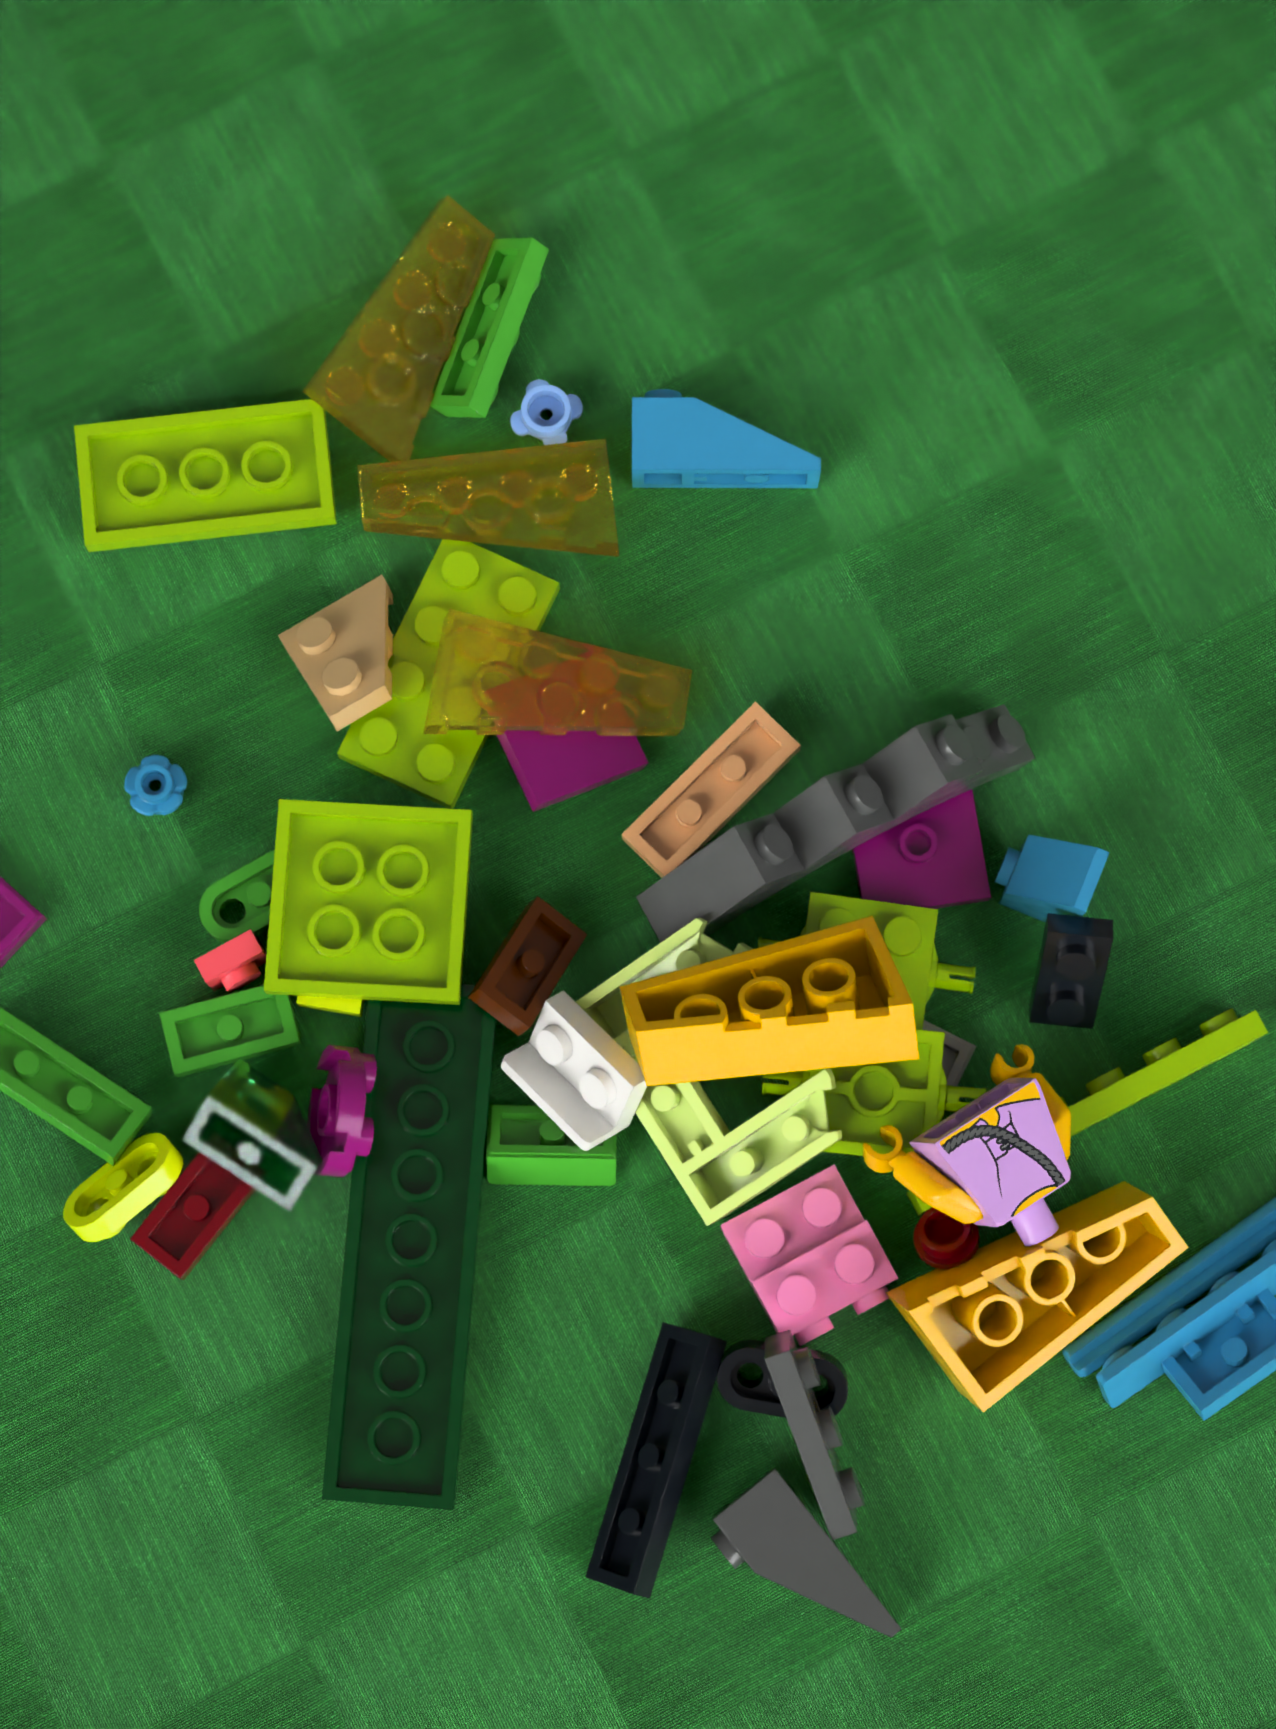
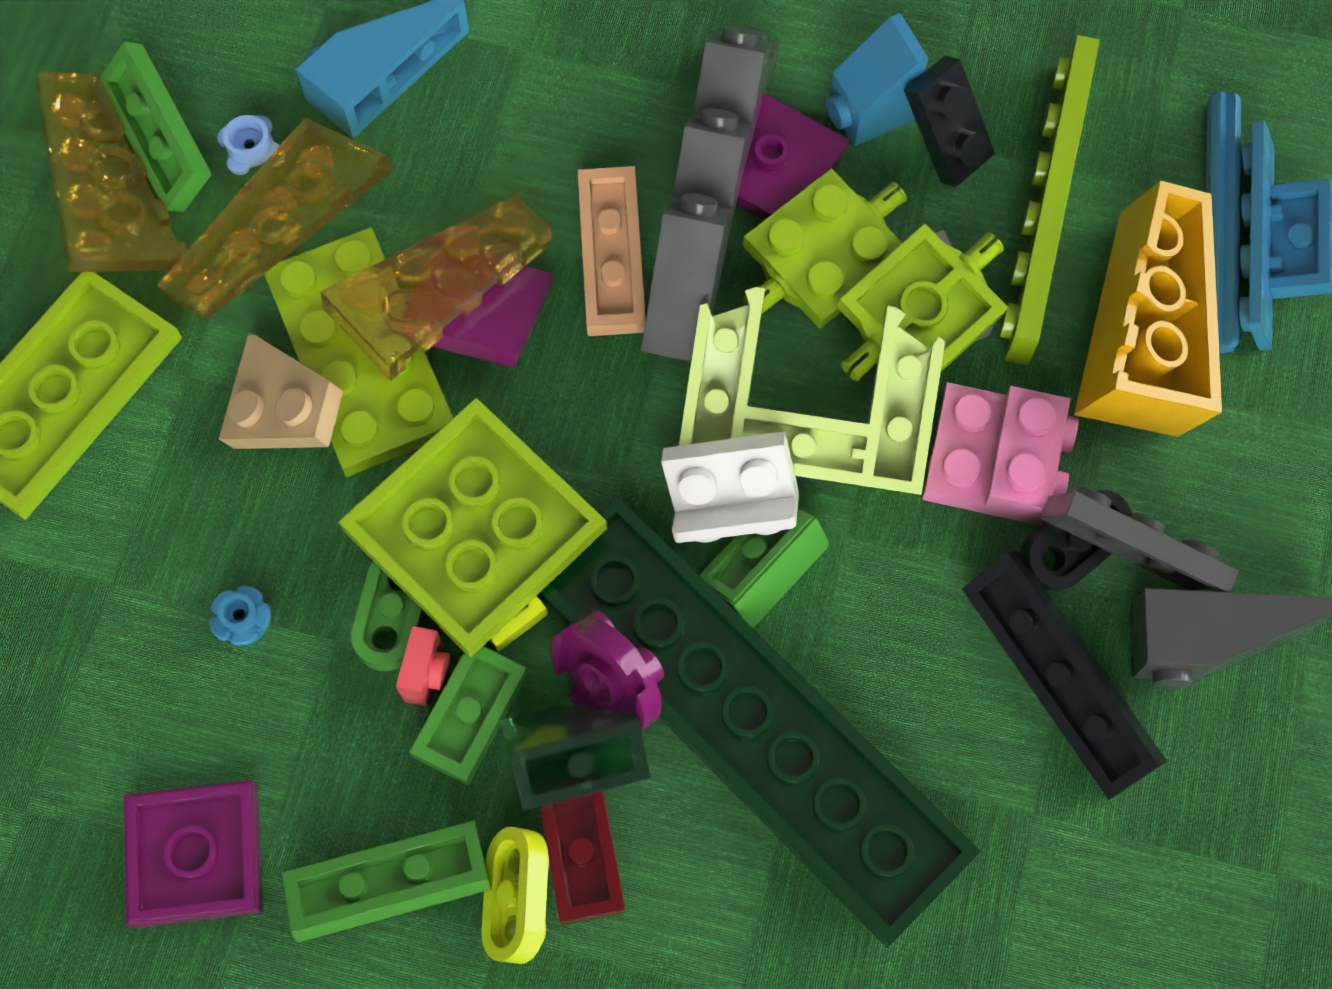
camera: 50 degrees left, 10 degrees down
(527, 966) = (622, 461): reddish brown plate -> none
(775, 1010) = (818, 300): yellow wedge -> none
(944, 1241) = (1067, 344): dark red plate -> none
(992, 1155) = (1044, 255): torso -> none

